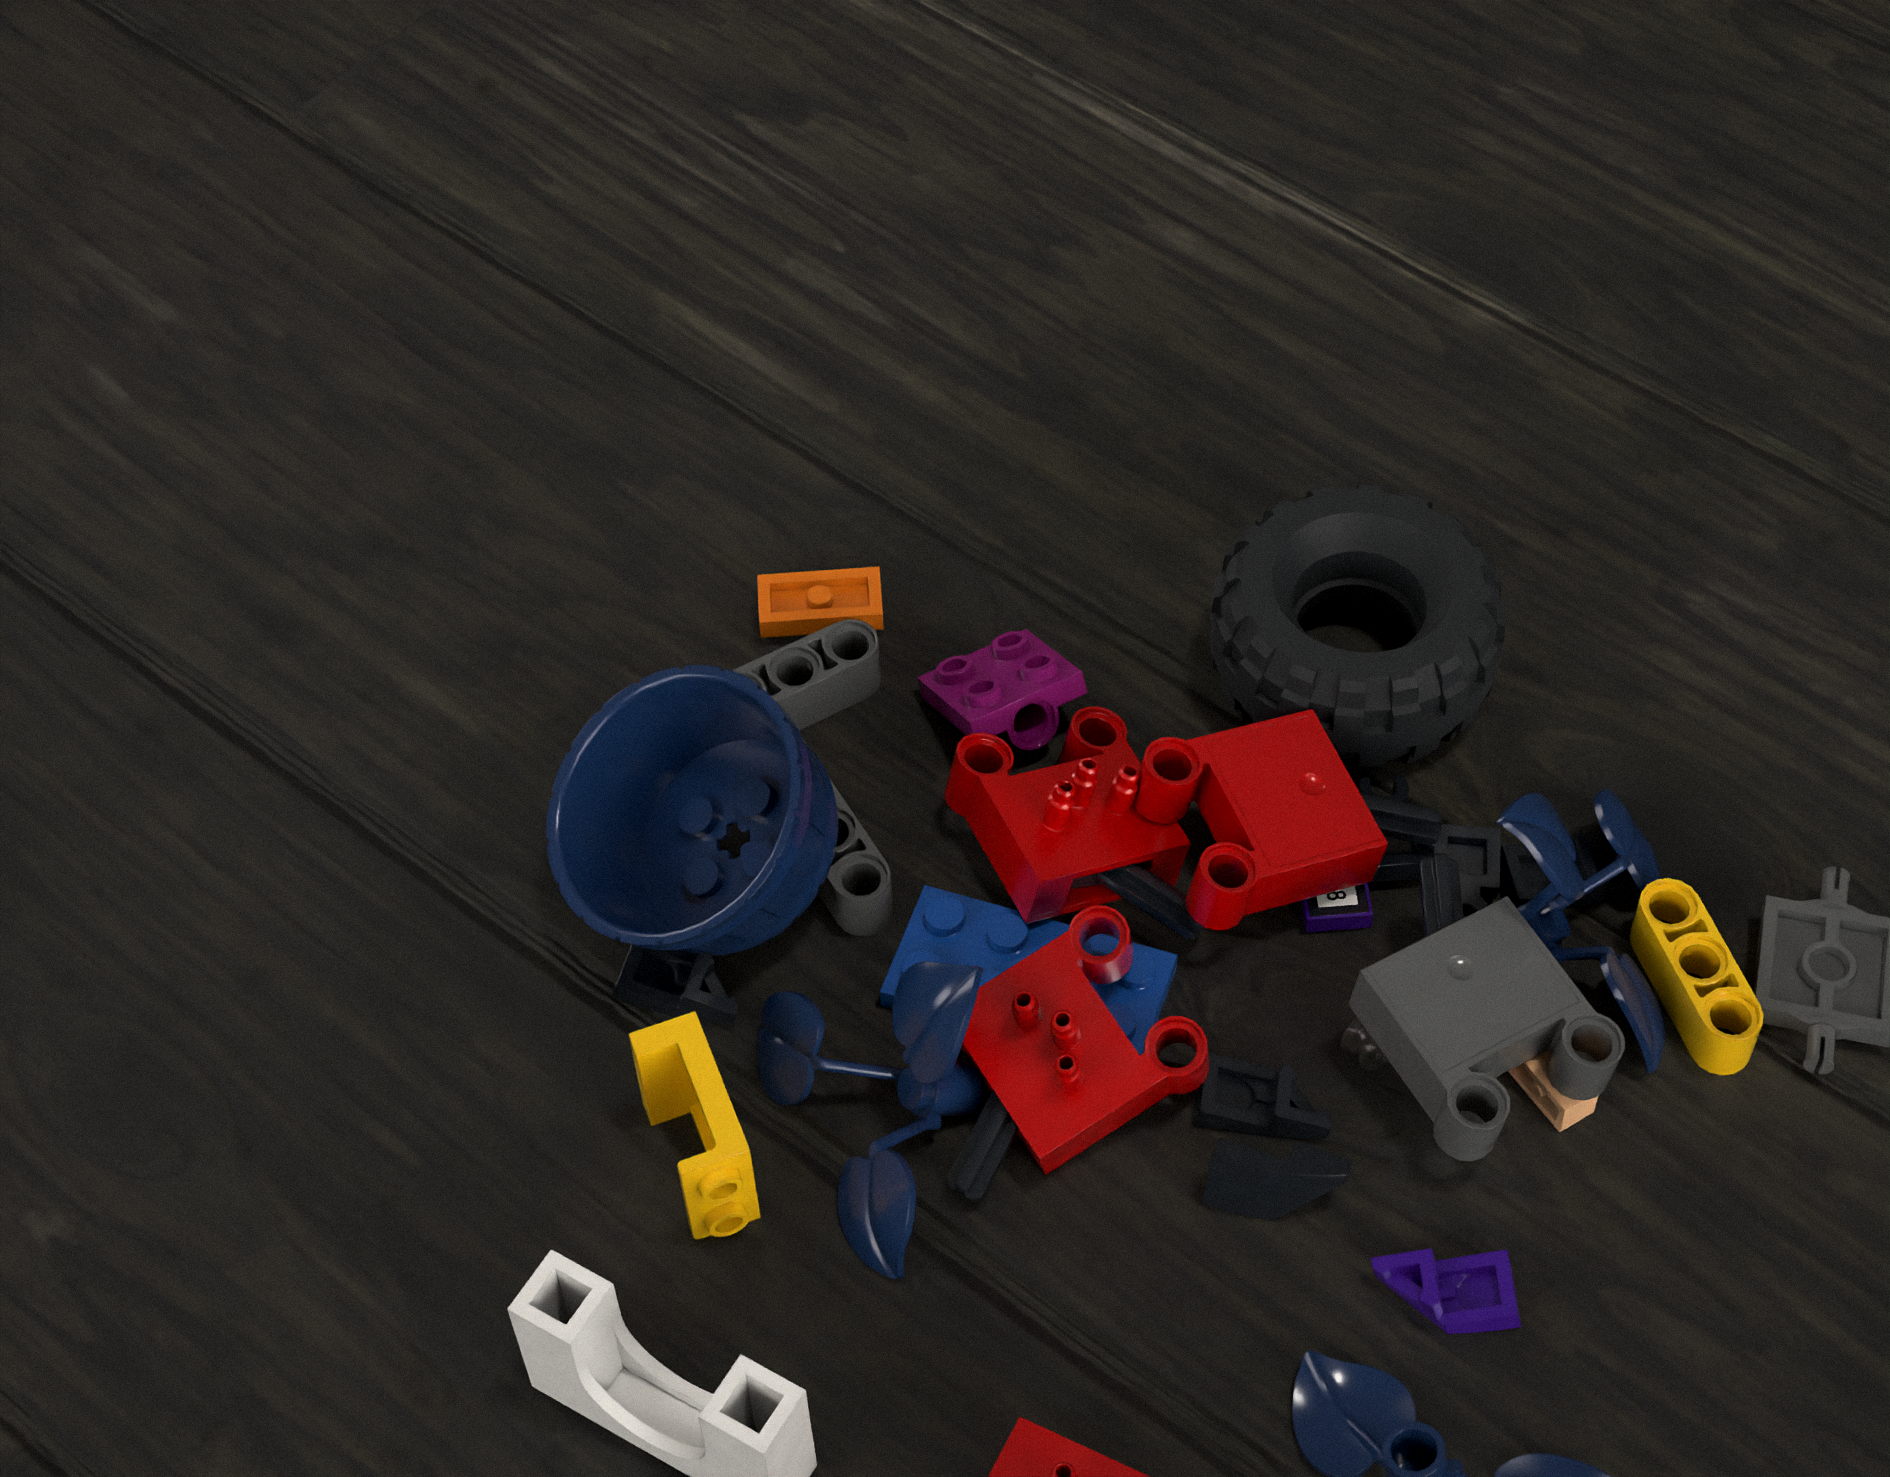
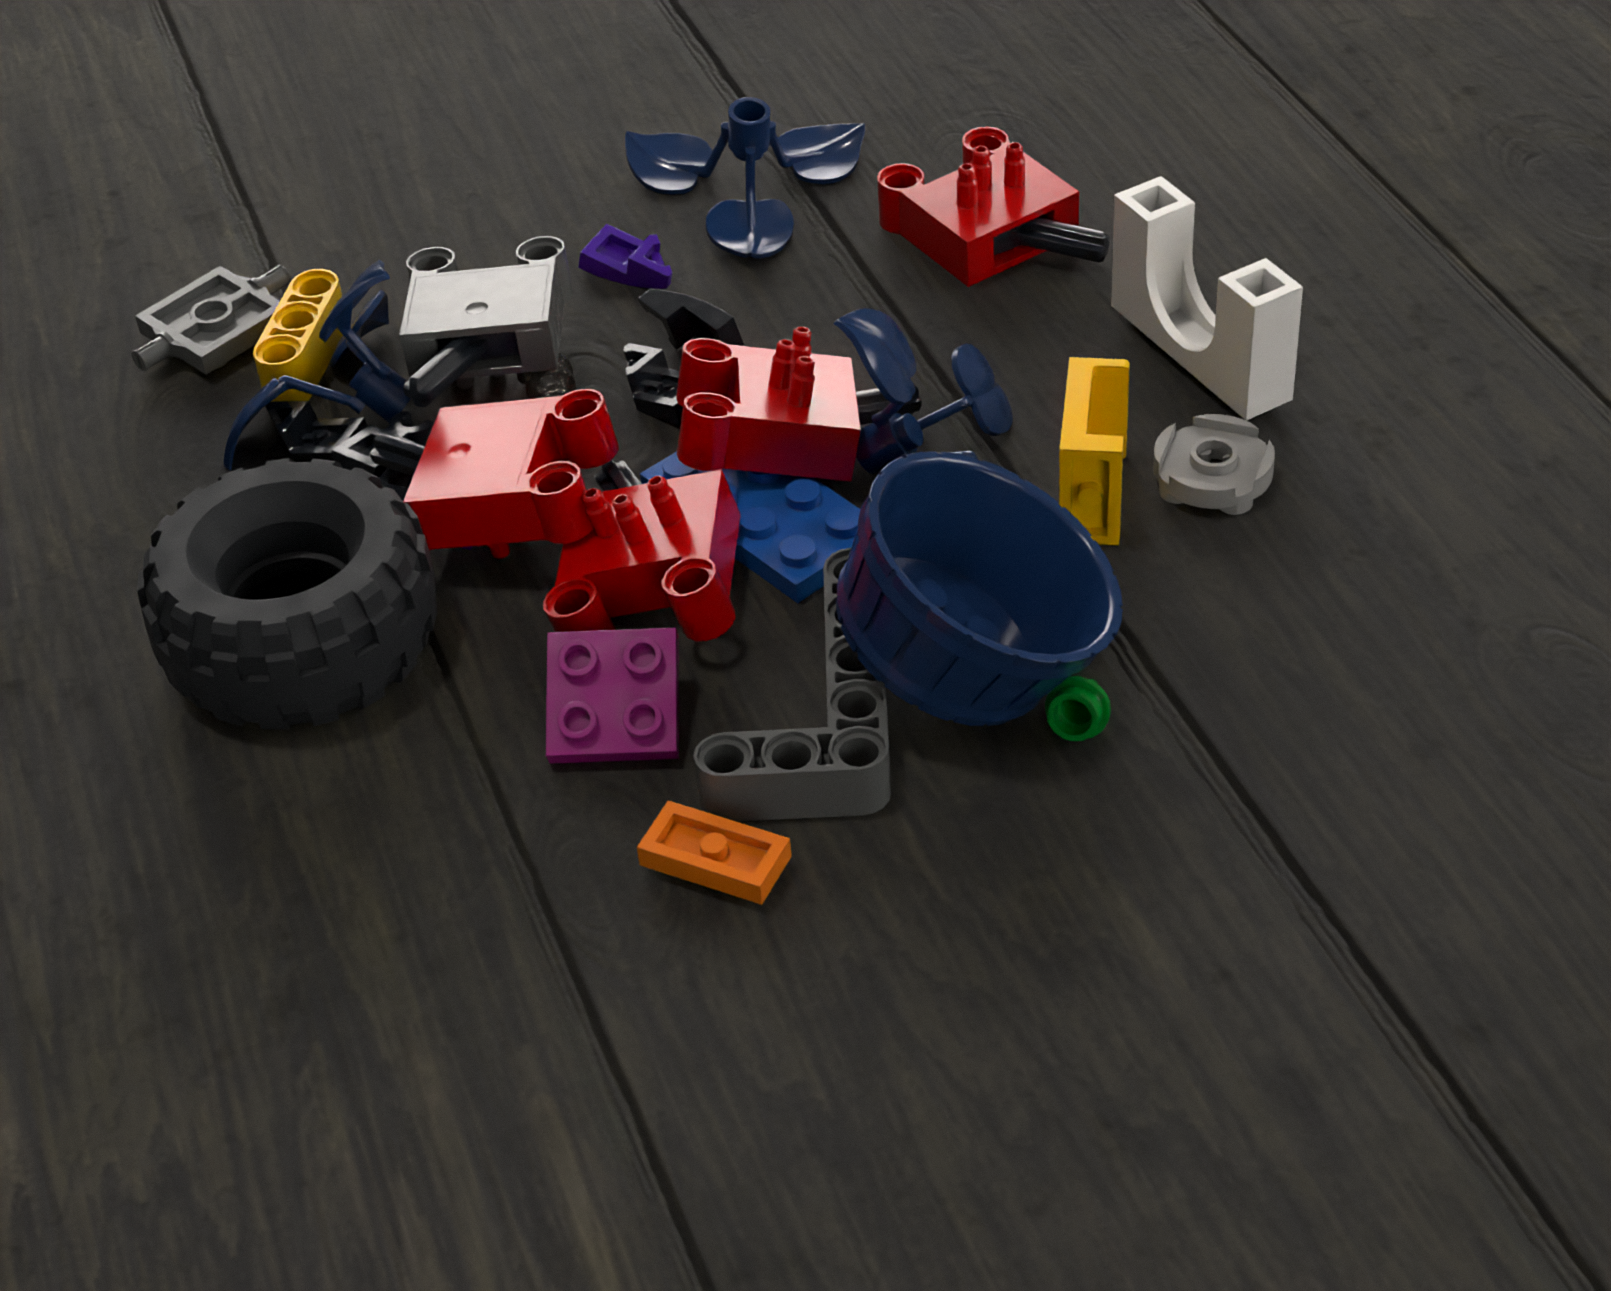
camera: 150 degrees left, 10 degrees down
(590, 1190) = (1189, 478): none -> light grey plate

